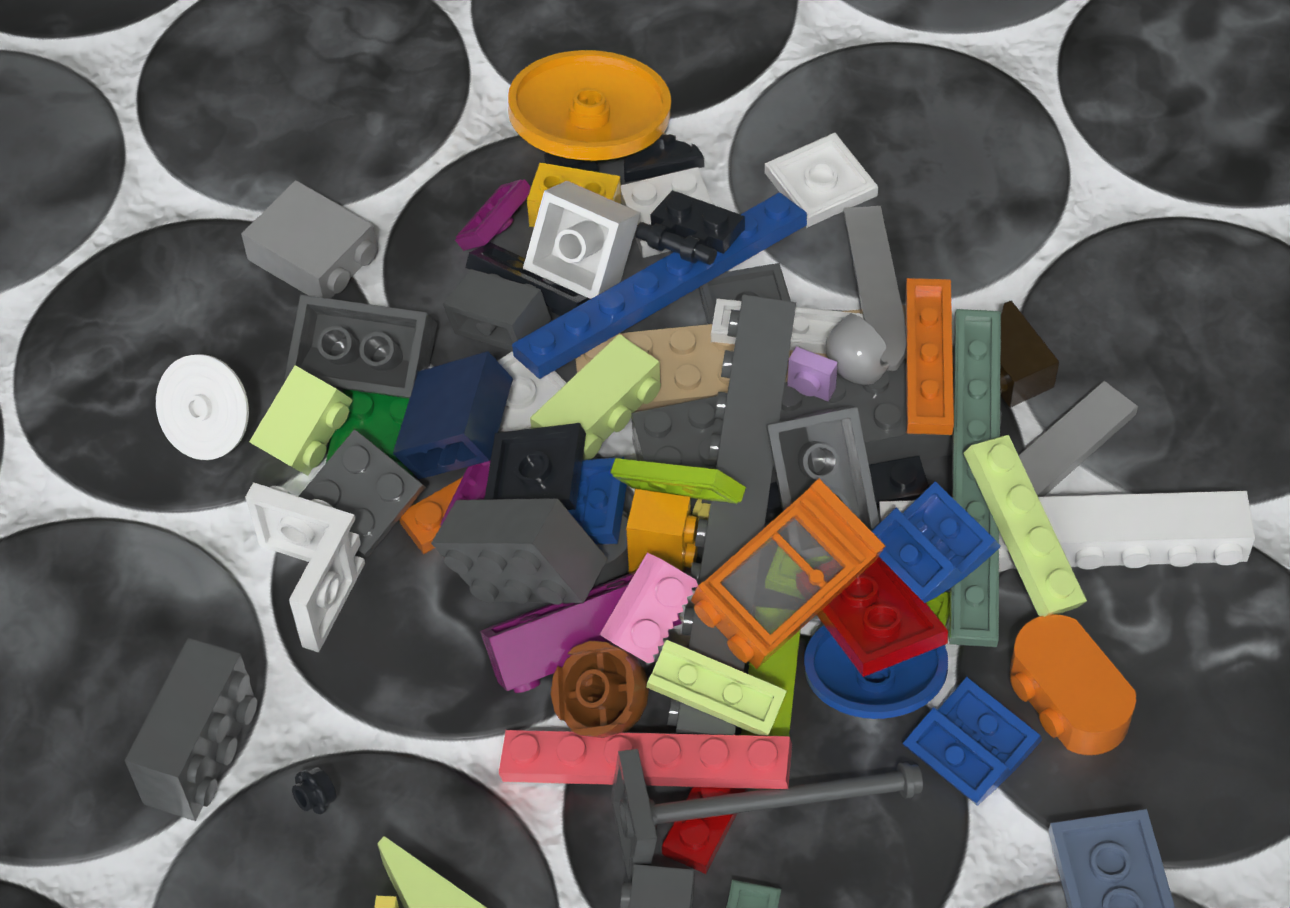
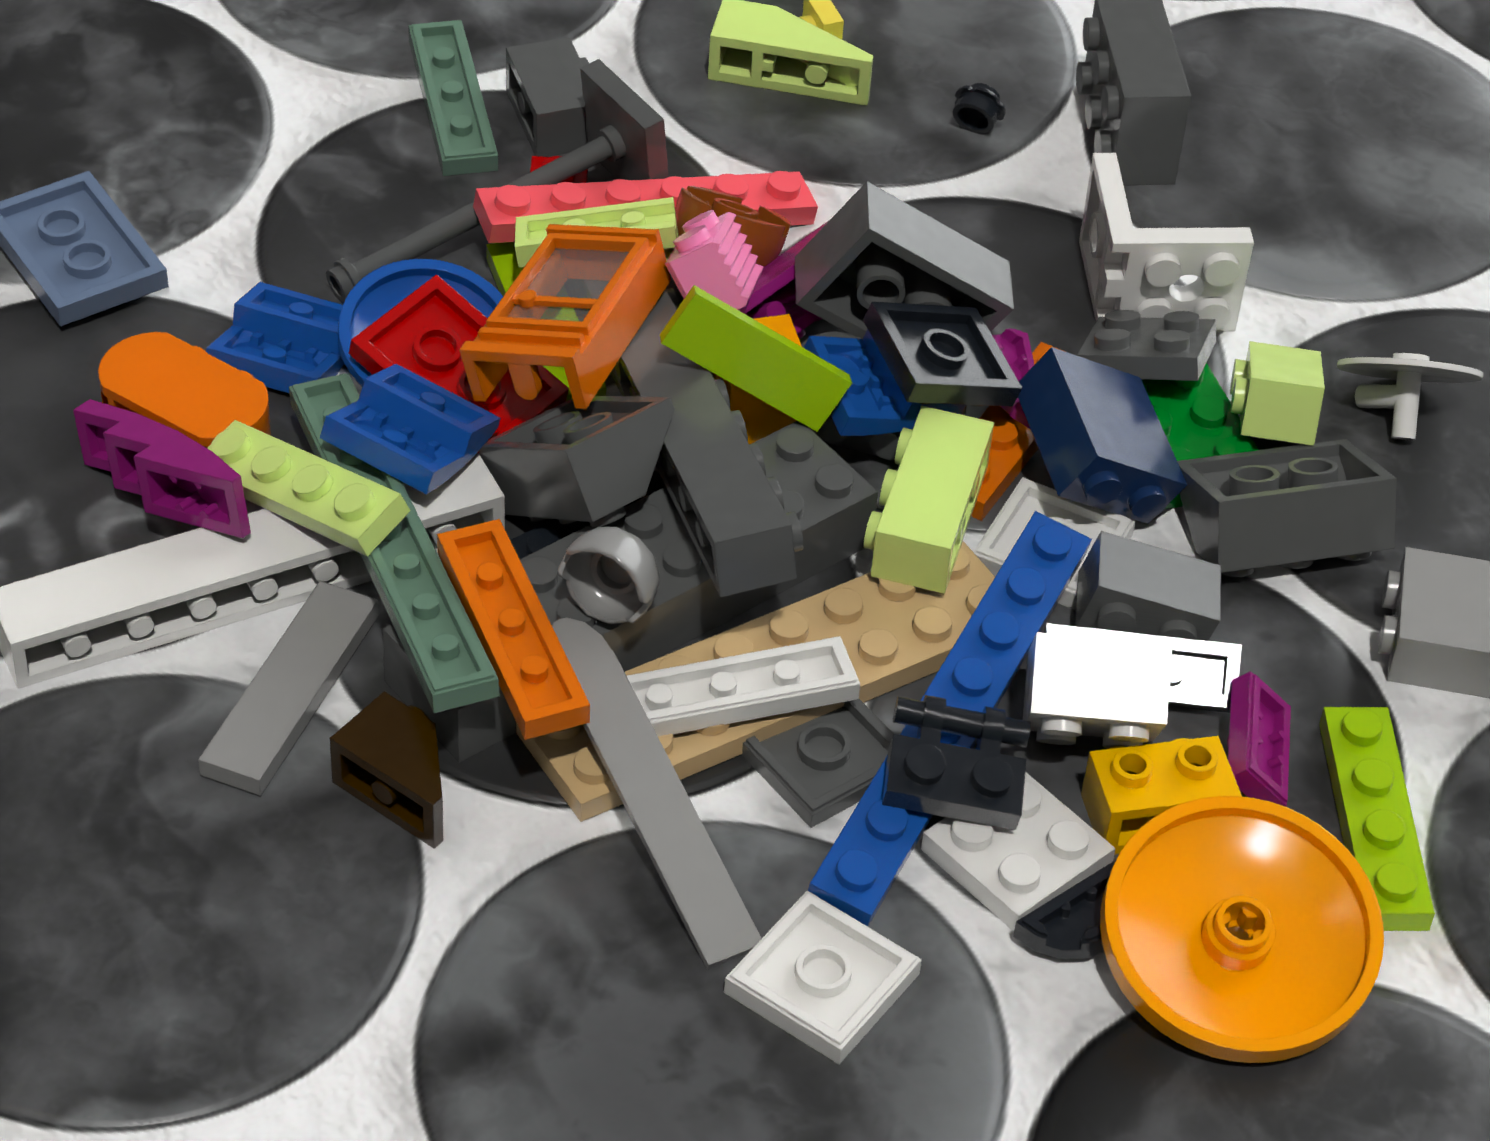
camera: 150 degrees right, 10 degrees down
(454, 168) = (1377, 812): none -> lime plate
(812, 374) = (669, 542): lavender plate -> none
(1104, 579) = (164, 467): none -> magenta slope

